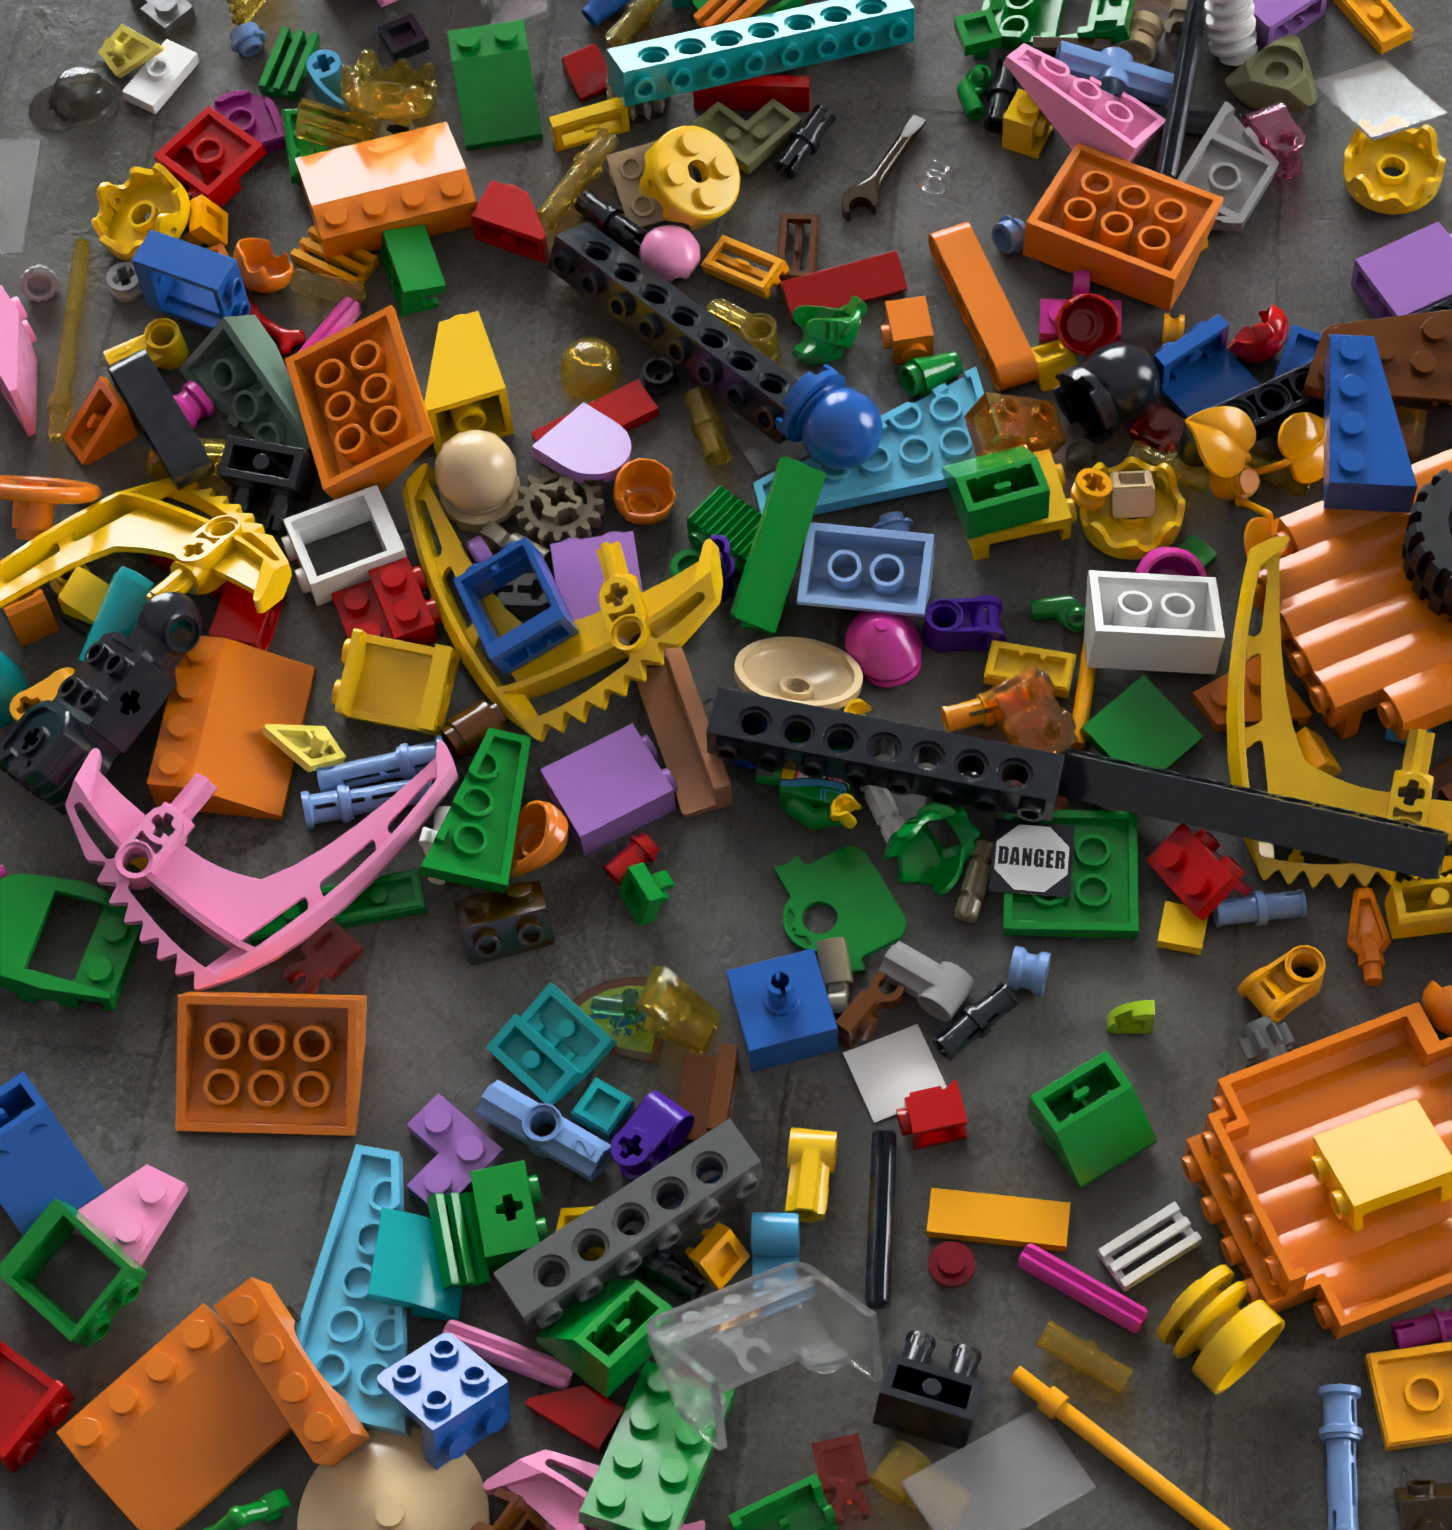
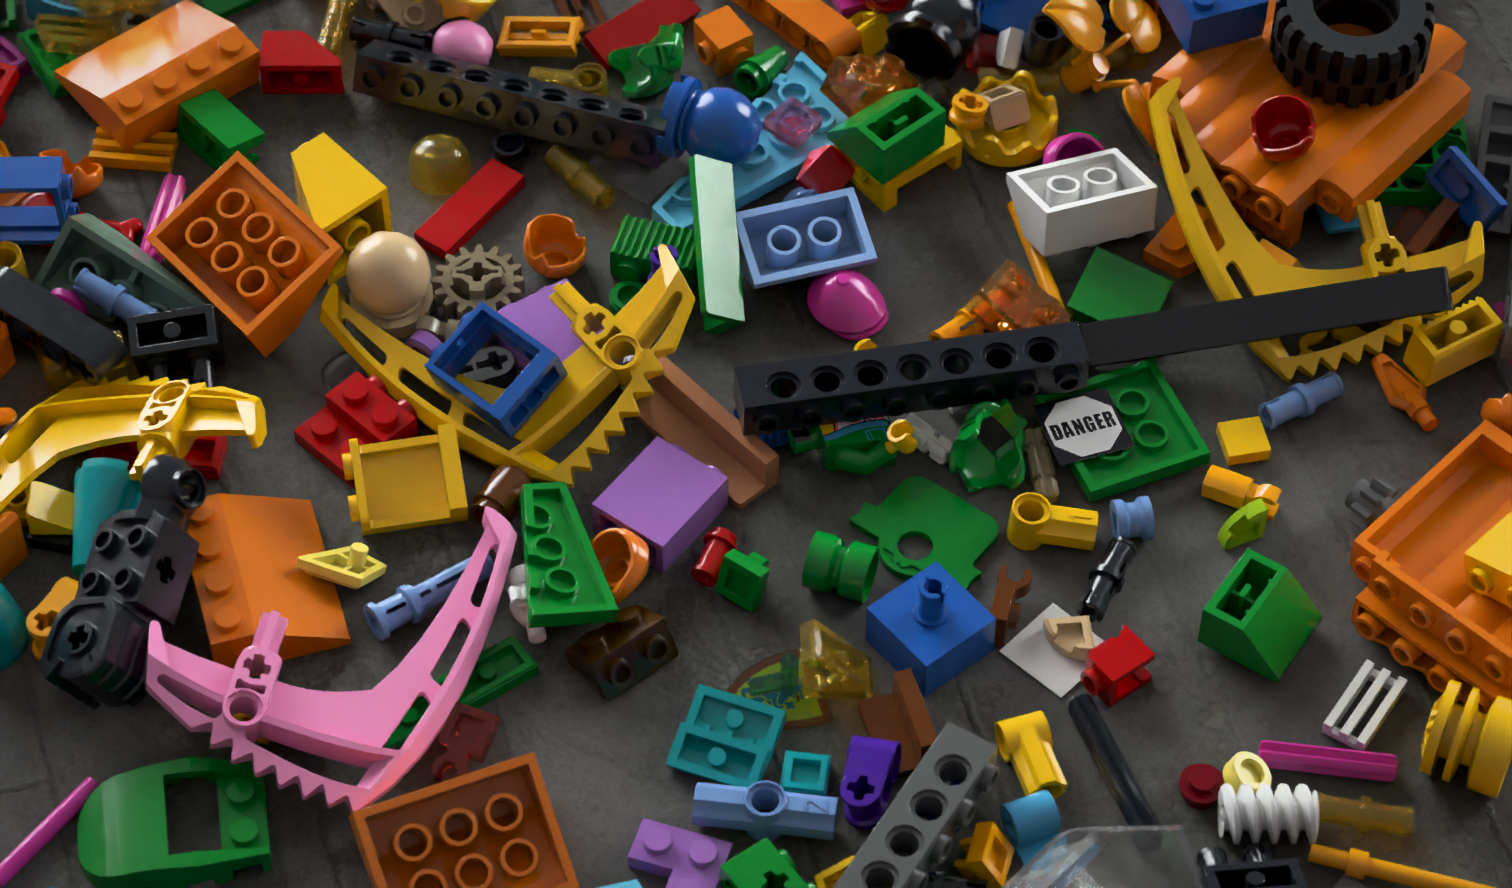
camera: 30 degrees left, 10 degrees down
(234, 408) = (111, 298): none -> medium blue pin
(239, 620) = (222, 464): red panel -> none
(326, 286) = (140, 173): clear yellow axle -> none
(334, 518) = (290, 343): white window -> none
(404, 763) = (448, 549): medium blue pin -> none
(585, 446) = (479, 224): tile -> none
(739, 920) = (847, 568): none -> green wheel
(799, 671) = (785, 341): tan dish -> none
(836, 972) = (959, 569): dark tan bar -> none
(913, 1065) = (1070, 636): none -> tan tile
(922, 442) = (793, 122): none -> clear pink plate
(928, 505) = (825, 170): none -> red slope
(936, 986) = (1057, 561): light grey piece -> none
(954, 946) = (1038, 522): none -> yellow piece
(967, 624) = (909, 262): dark purple piece -> none
(992, 1322) = (1268, 812): none -> white piece
(997, 1273) = (1246, 769): none -> light yellow tile
(998, 1219) = (1219, 733): light orange tile -> none
(1009, 658) = (967, 276): yellow plate -> none
(1061, 608) = (989, 222): green arm -> none
(1148, 980) = (1238, 490): none -> light orange bar
(1168, 435) = (1009, 47): none -> white tile
(1196, 869) = (1233, 387): red bracket -> none
(1277, 989) = (1357, 454): light orange piece -> none
(1363, 627) = (1283, 128): none -> red hair

